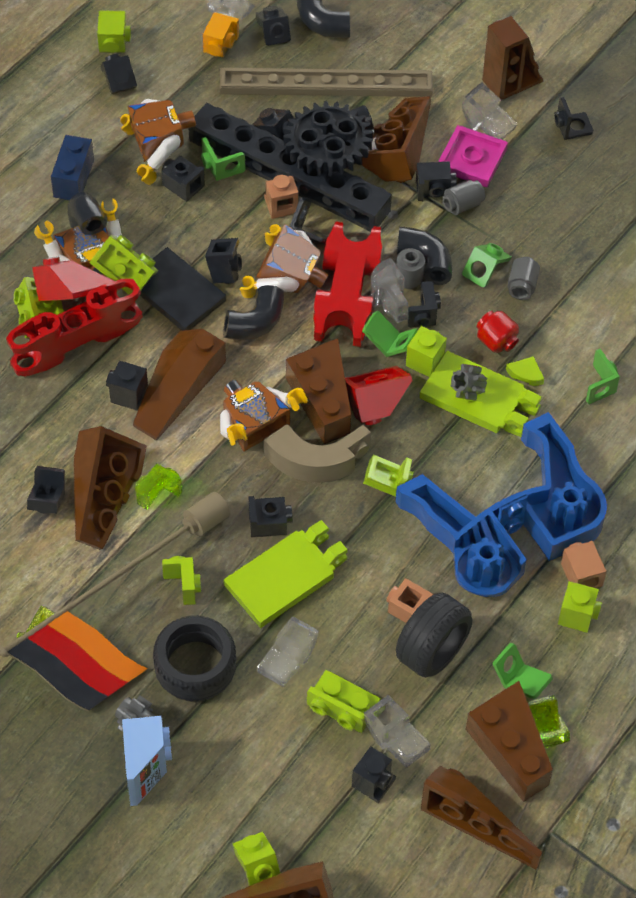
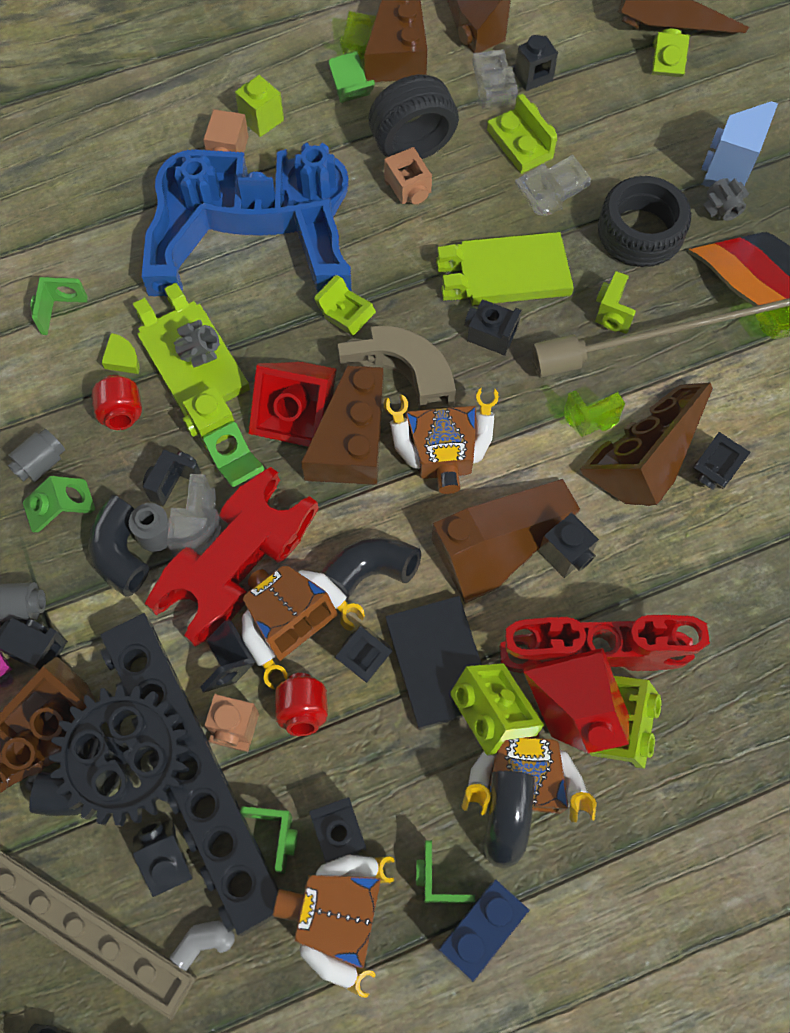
camera: 150 degrees left, 10 degrees up
(111, 173) = (424, 878): none -> bright green bracket
(230, 101) = (202, 937): none -> light grey arm
(246, 223) = (301, 704): none -> red head

